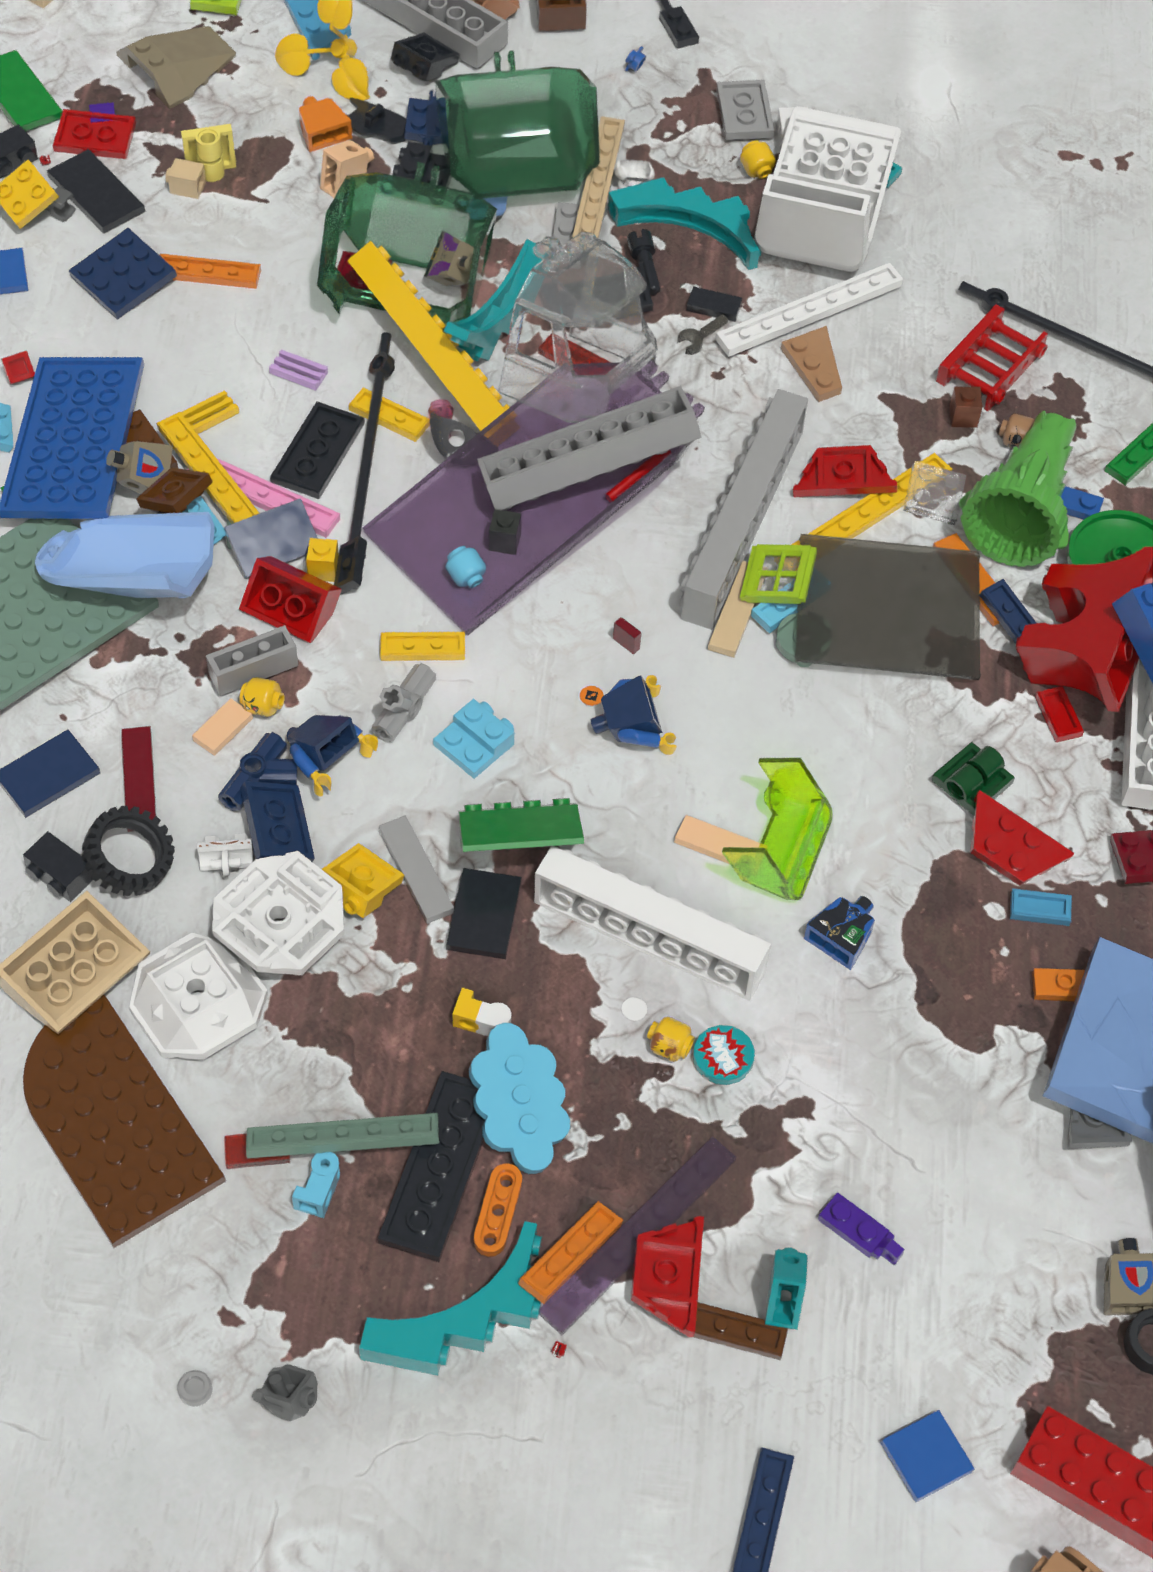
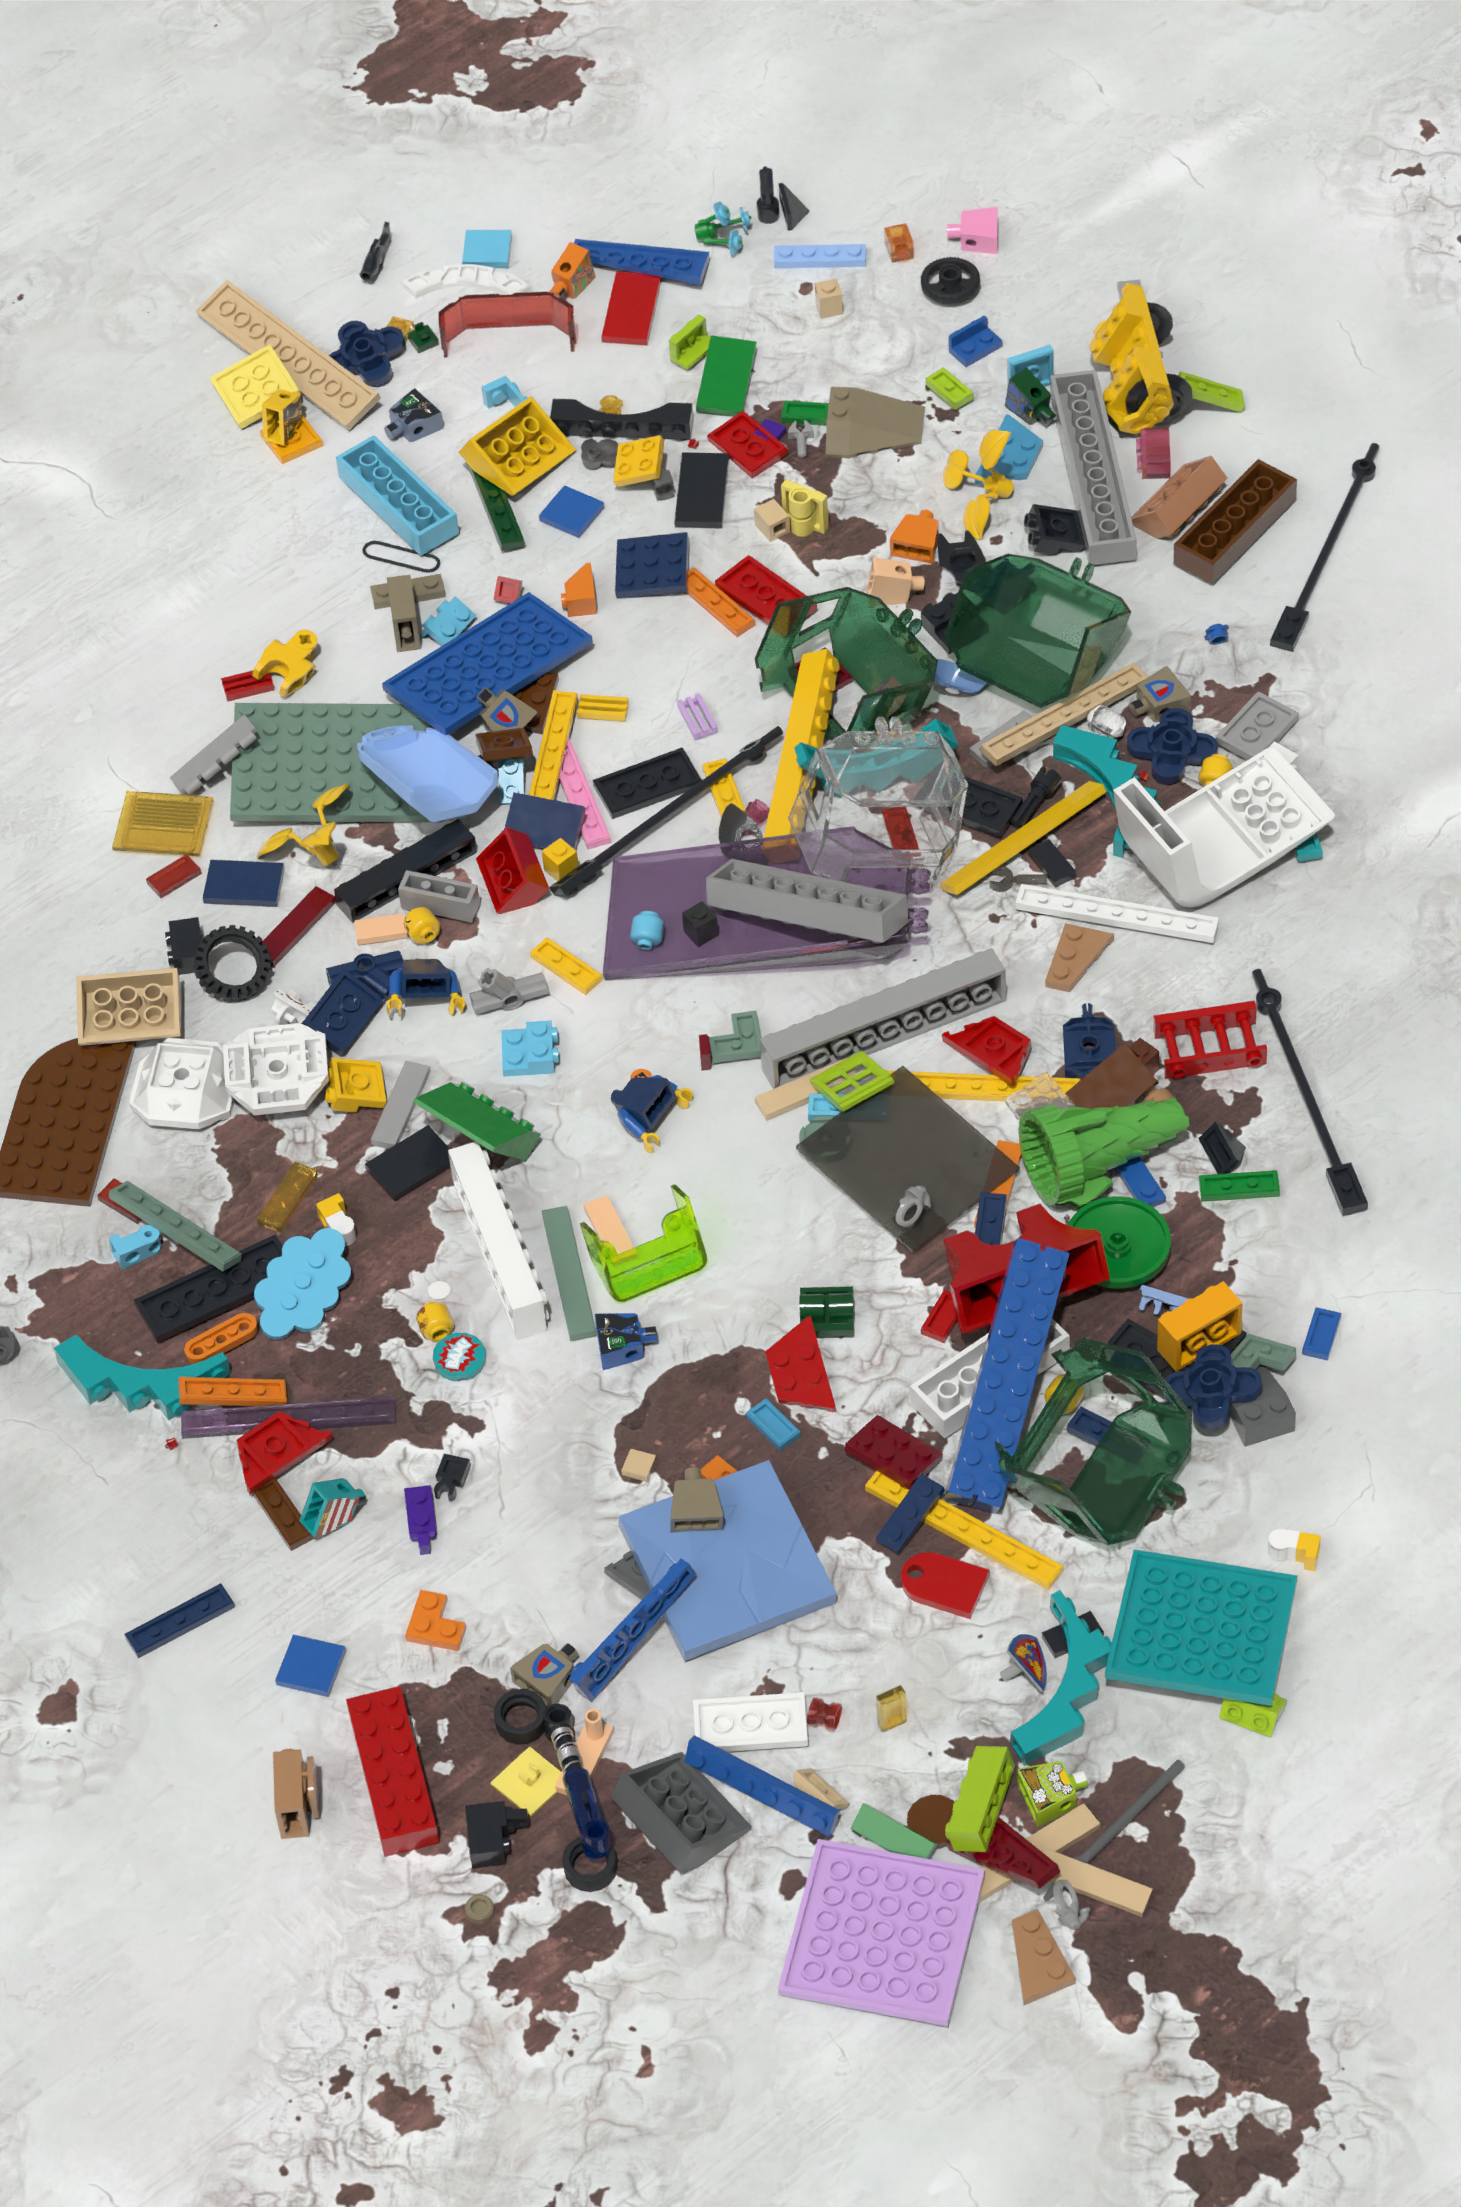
camera: 50 degrees right, 5 degrees down
(88, 331) = (579, 593): none -> orange slope
(97, 687) = (320, 839): none -> yellow plant
(115, 83) = (812, 412): none -> green tile
(132, 101) = (794, 433): none -> light grey bar
(188, 669) = (381, 883): none -> black brick
(247, 239) = (757, 588): none -> red plate
(407, 1028) = (287, 1197): none -> clear yellow tile
(645, 602) = (741, 1044): none -> sand green plate
(651, 128) = (1159, 694): none -> dark tan torso
(673, 295) = (1023, 838): none -> yellow tile
(700, 160) = (1171, 745): none -> dark blue plant
(728, 906) = (568, 1273): none -> sand green tile
(843, 1166) = (451, 1472): none -> black plate
(922, 438) = (1085, 1029): none -> dark blue plate
(943, 630) = (913, 1196): none -> light grey piece
(976, 438) = (1114, 1082): none -> reddish brown tile
(980, 1029) = (639, 1465): none -> tan tile
(981, 1327) = (429, 1627): none -> orange plate
(1099, 435) = (1221, 1148): none -> black slope
(1101, 1021) = (695, 1504): none -> dark tan torso

